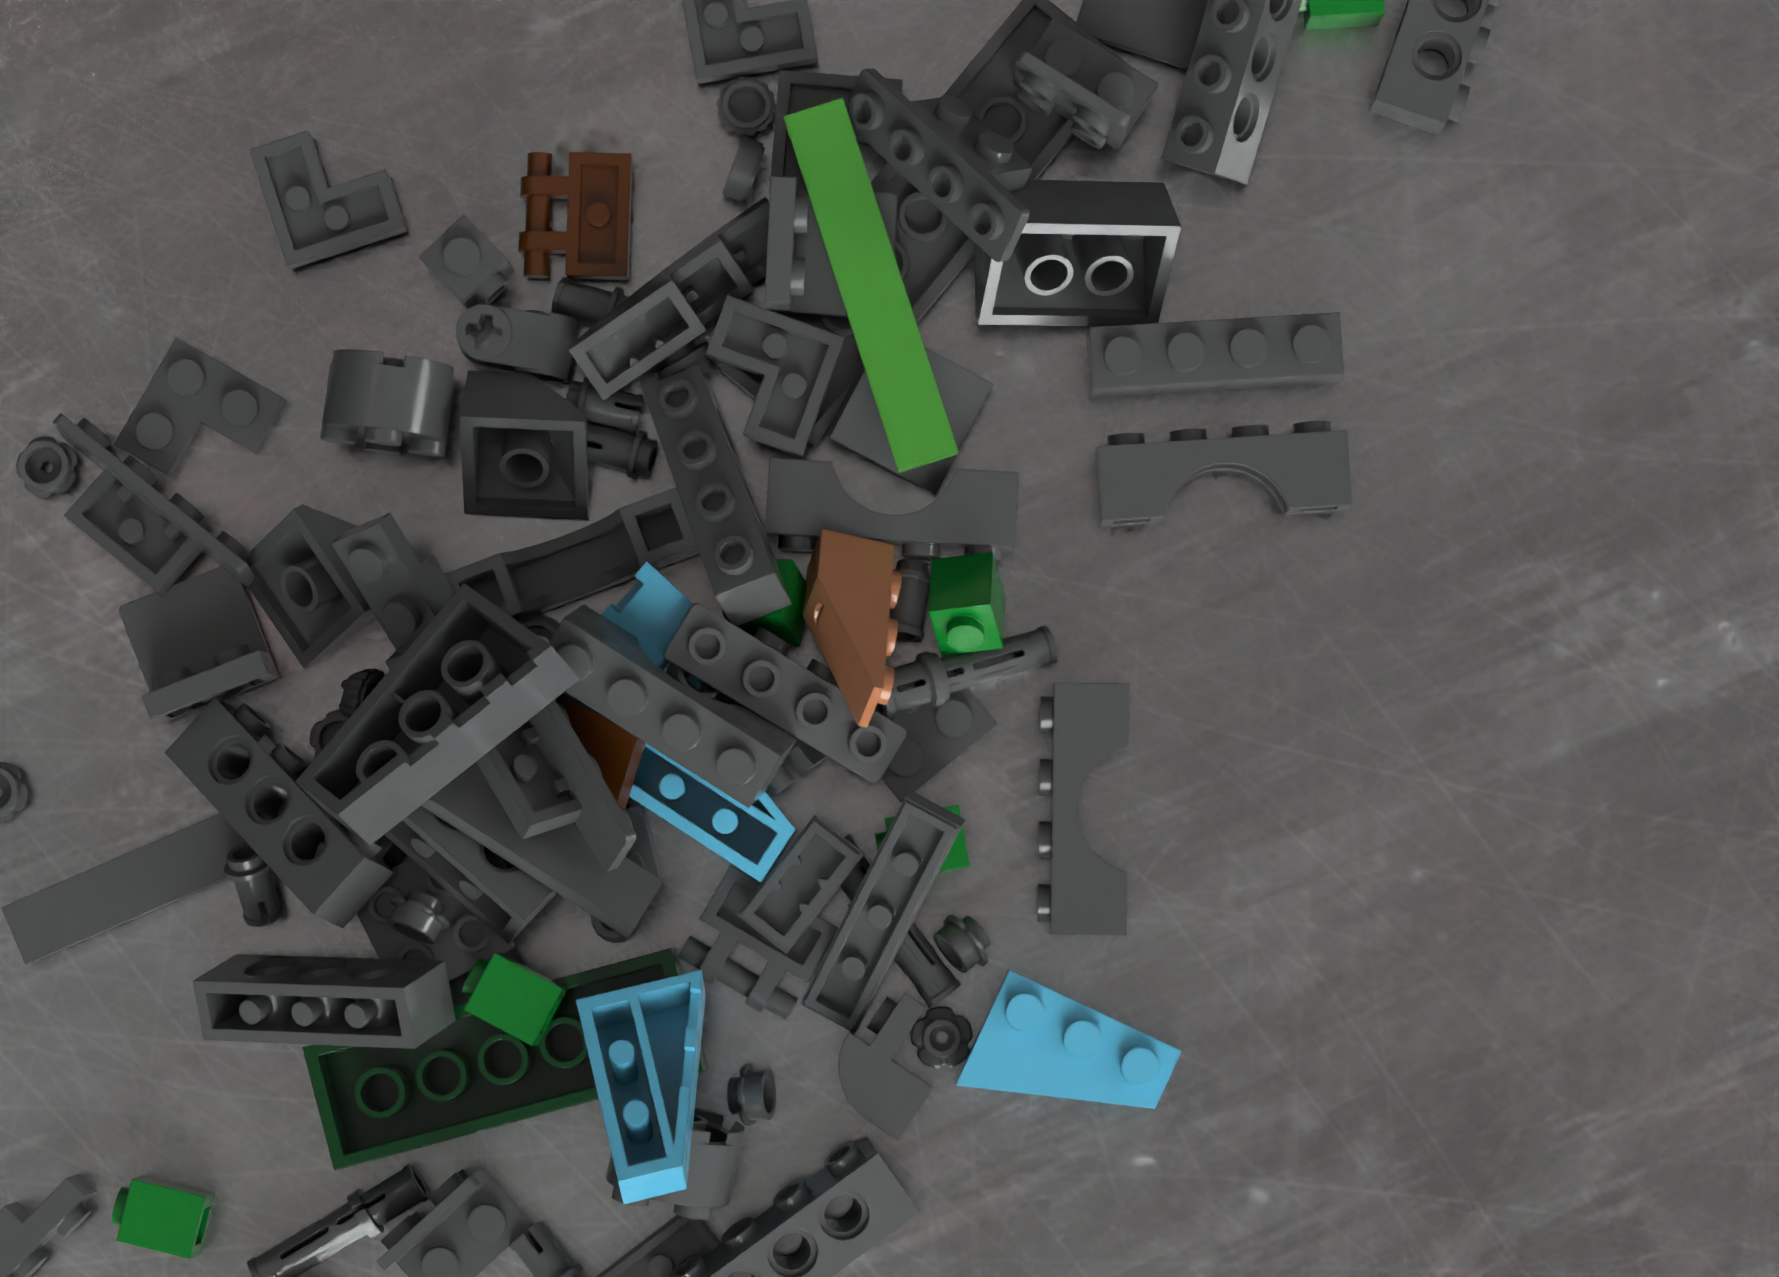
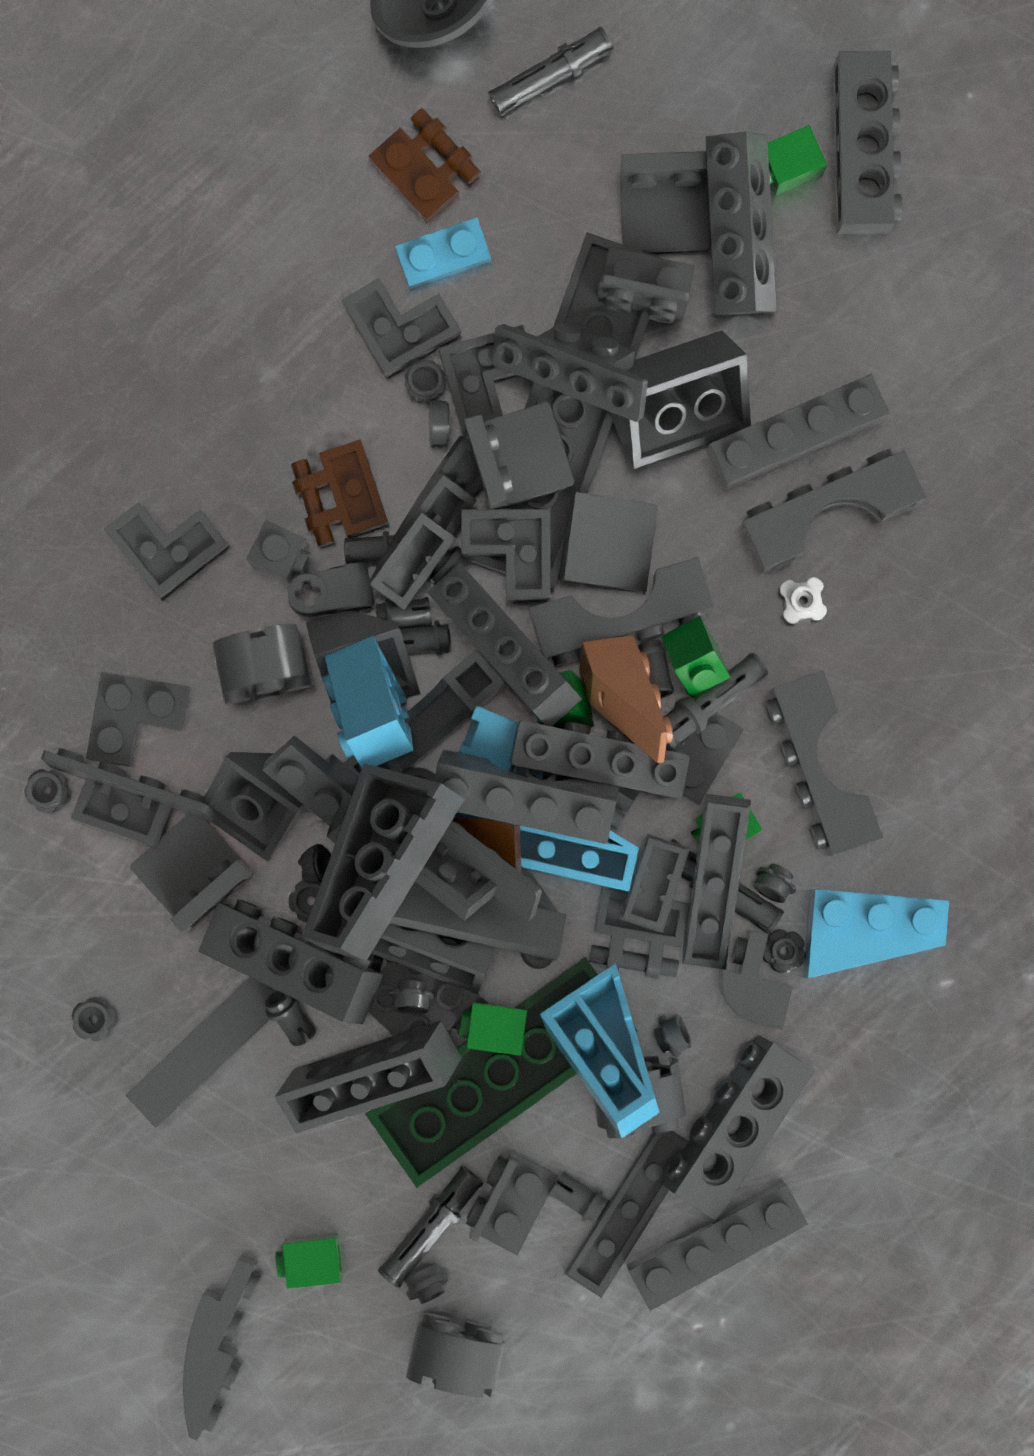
camera: 25 degrees left, 0 degrees up
(504, 507) = (367, 704): none -> medium azure wedge
(870, 285) = (554, 468): bright green tile -> none
(1124, 590) = (794, 609): none -> white plate

